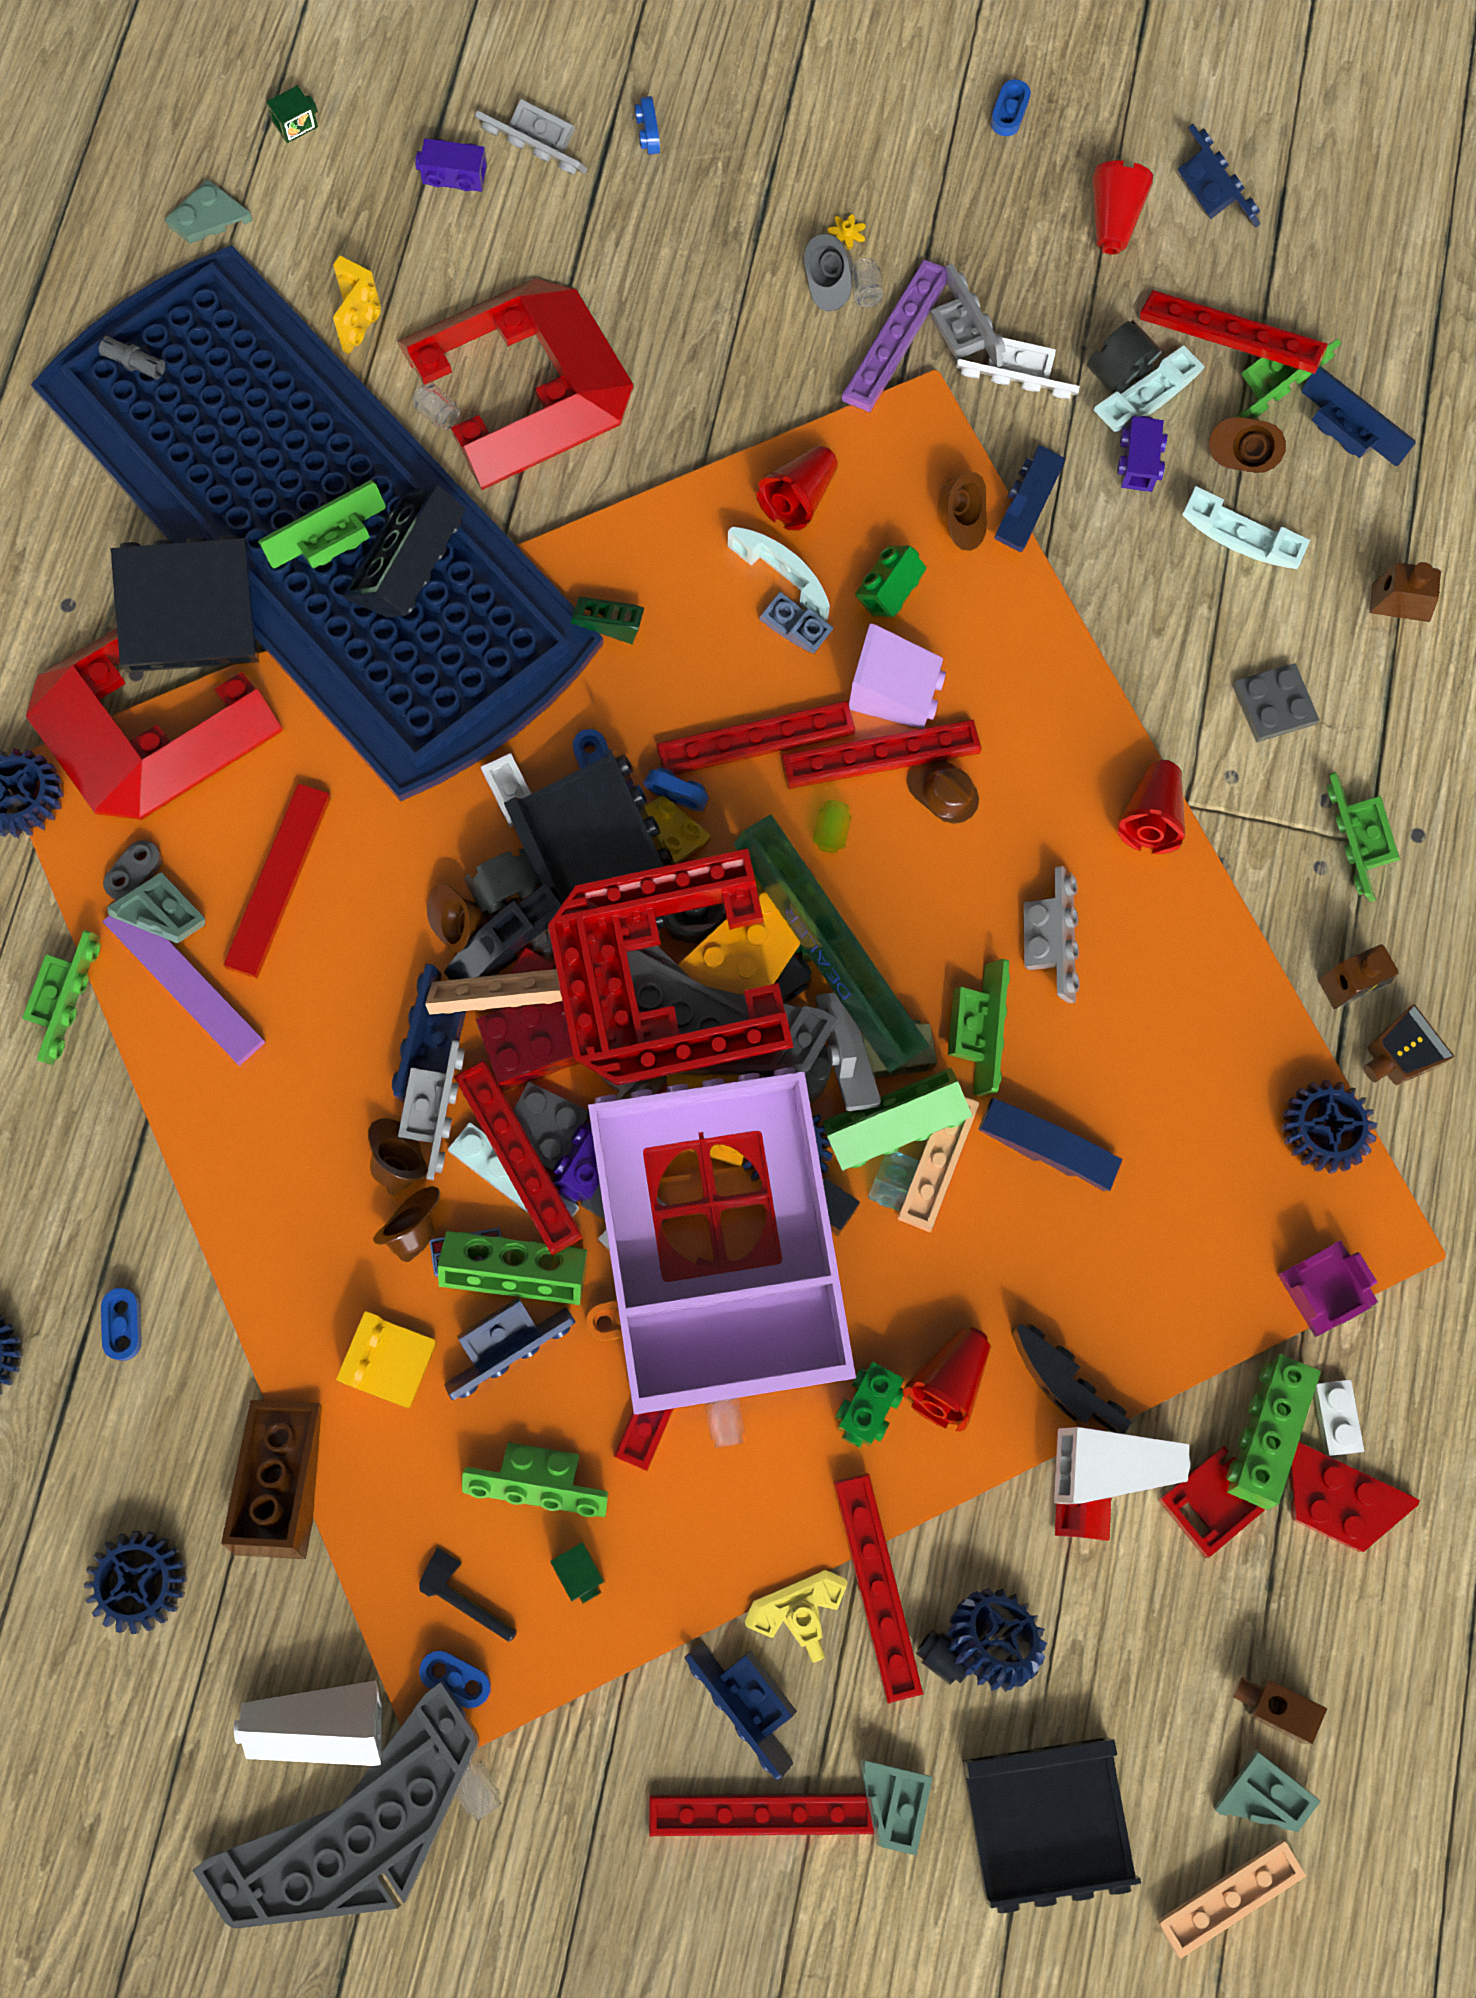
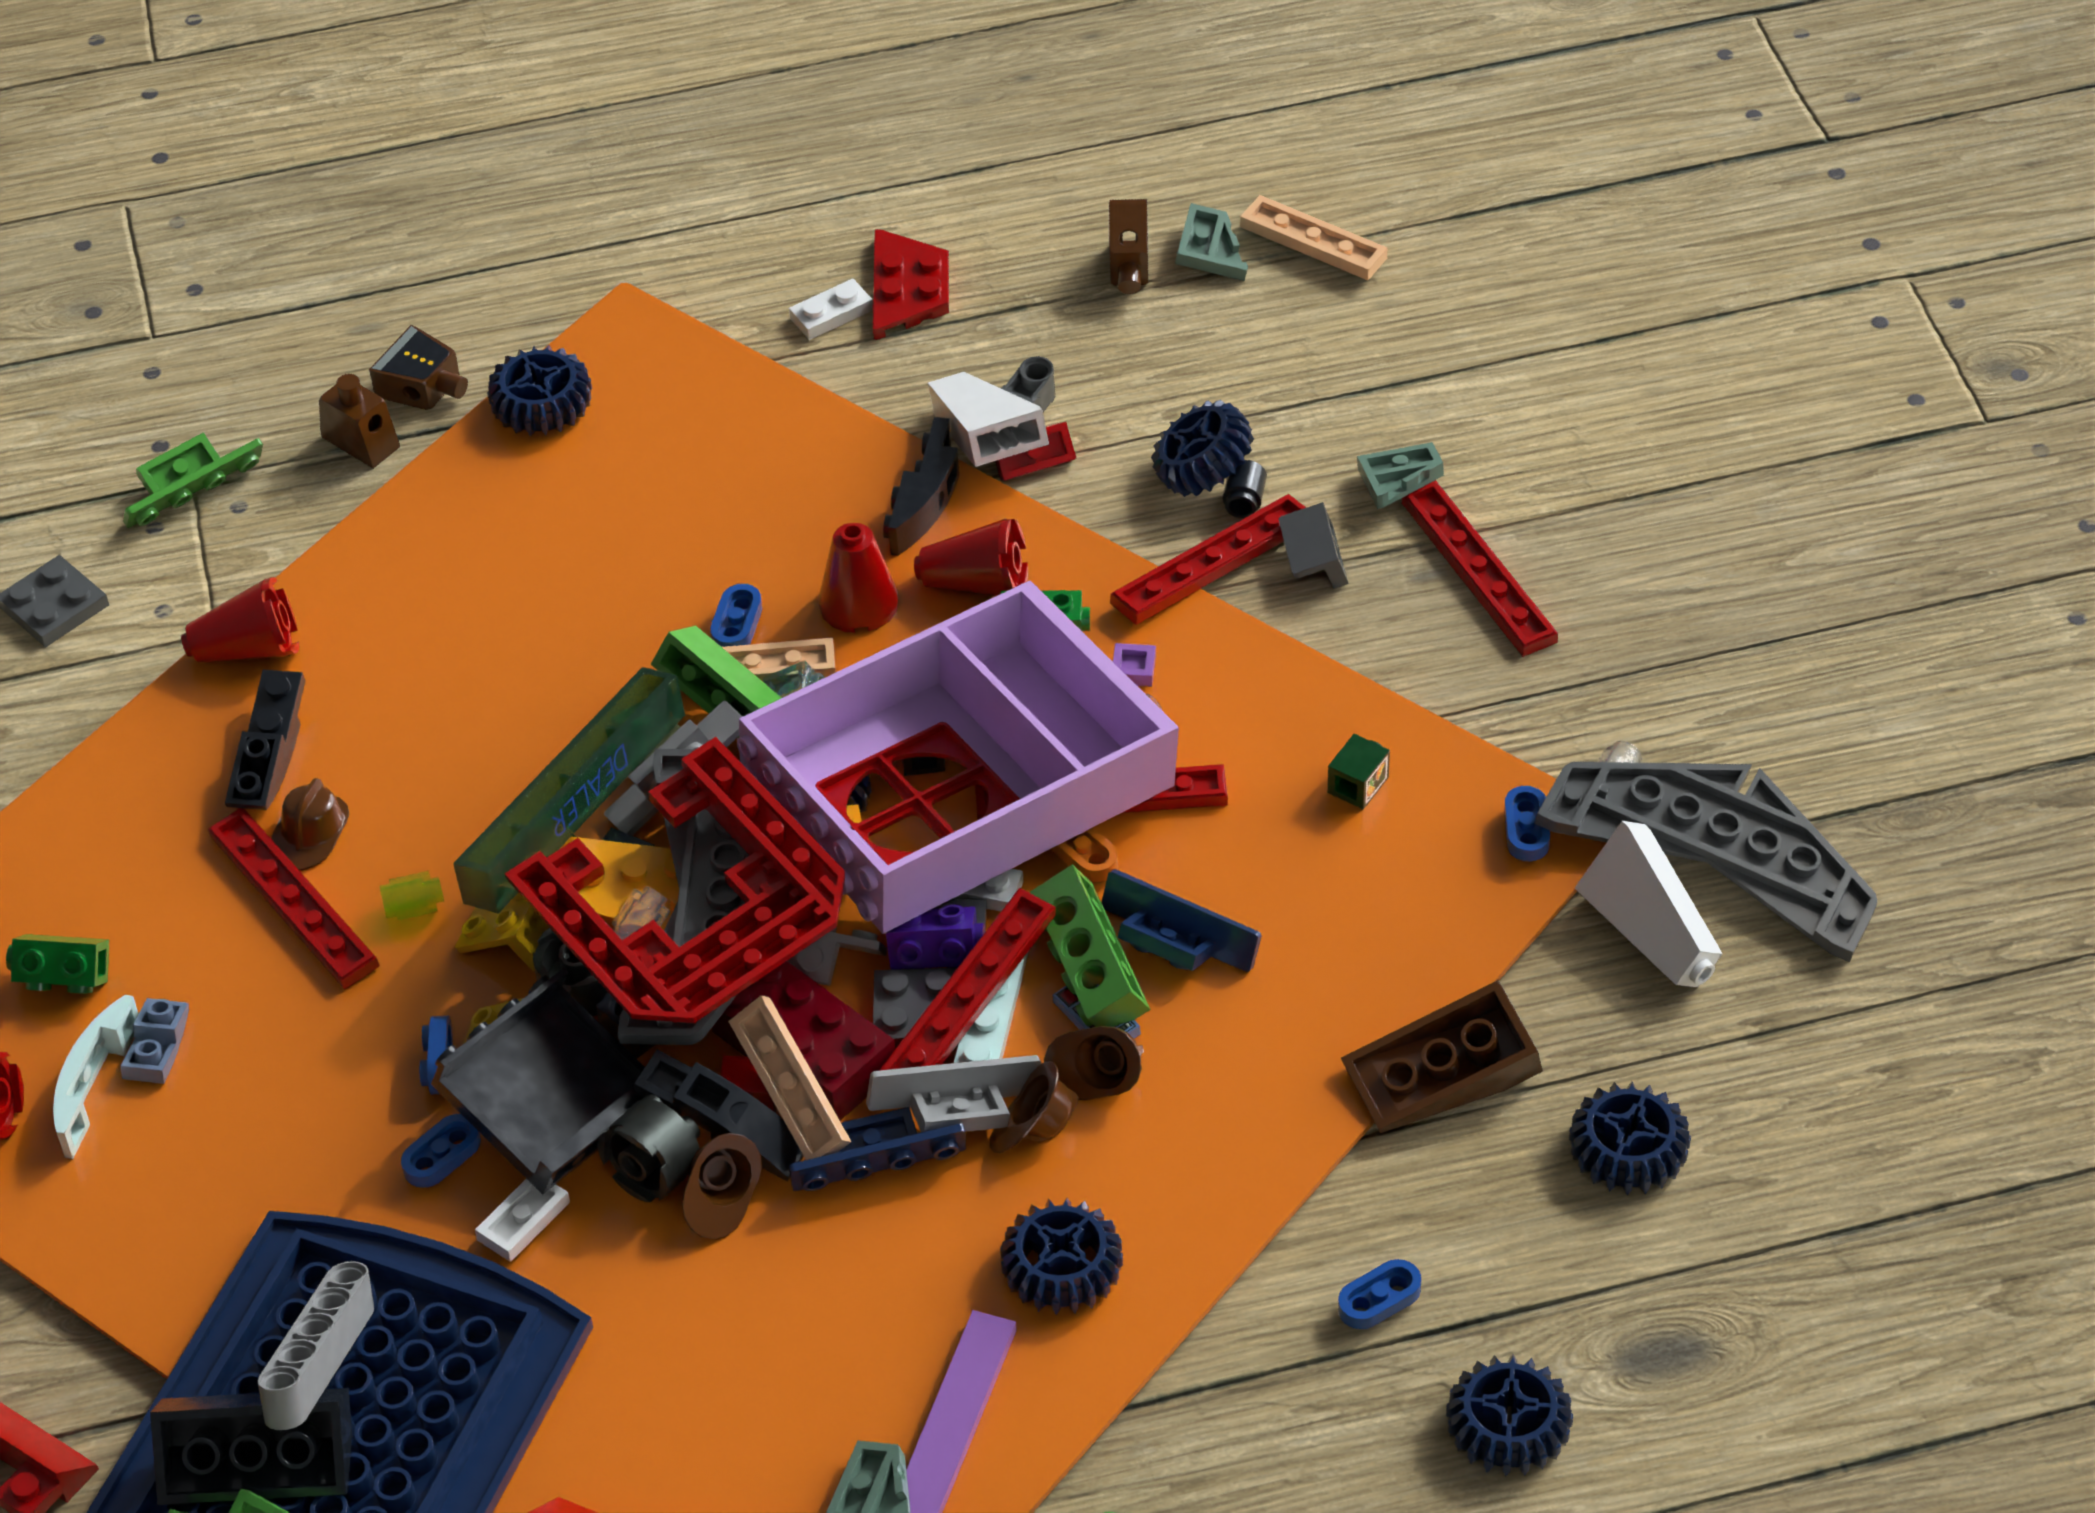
camera: 110 degrees left, 25 degrees down
(254, 1120) = (1062, 1271): none -> dark blue gear
(277, 881) = (764, 1401): red tile -> none
(386, 1360) = (1258, 1022): yellow bracket -> none
(428, 580) = (315, 1346): none -> light grey beam
(435, 1583) = (1450, 887): black piece -> none
(538, 1479) = (1289, 845): bright green bracket -> none
(618, 620) = (236, 1206): dark green slope -> none
(687, 945) = (639, 910): none -> clear brick
(749, 1701) = (1381, 605): dark blue bracket -> none
(756, 738) = (331, 1020): red tile -> none
(786, 1453) = (1136, 662): none -> medium lavender plate
(798, 1609) = (1276, 607): light yellow piece -> none
(846, 1678) = (1313, 544): none -> dark grey panel
(896, 679) = (195, 910): lavender slope -> none
(974, 1276) = (856, 582): none -> red cone
(979, 1026) = (577, 681): bright green bracket -> none
(997, 1166) = (737, 616): none -> blue plate
(1030, 784) = (269, 743): none -> black slope
(1049, 1824) = (1339, 372): black panel -> none
(1050, 1144) = (683, 579): dark blue slope -> none
(1051, 935) = (441, 670): light grey bracket -> none
(1144, 1526) = (1034, 382): none -> dark grey piece
(1208, 1497) = (968, 351): red container -> none
(1273, 1431) = (875, 334): bright green brick -> none
(1330, 1287) = (707, 340): magenta panel -> none

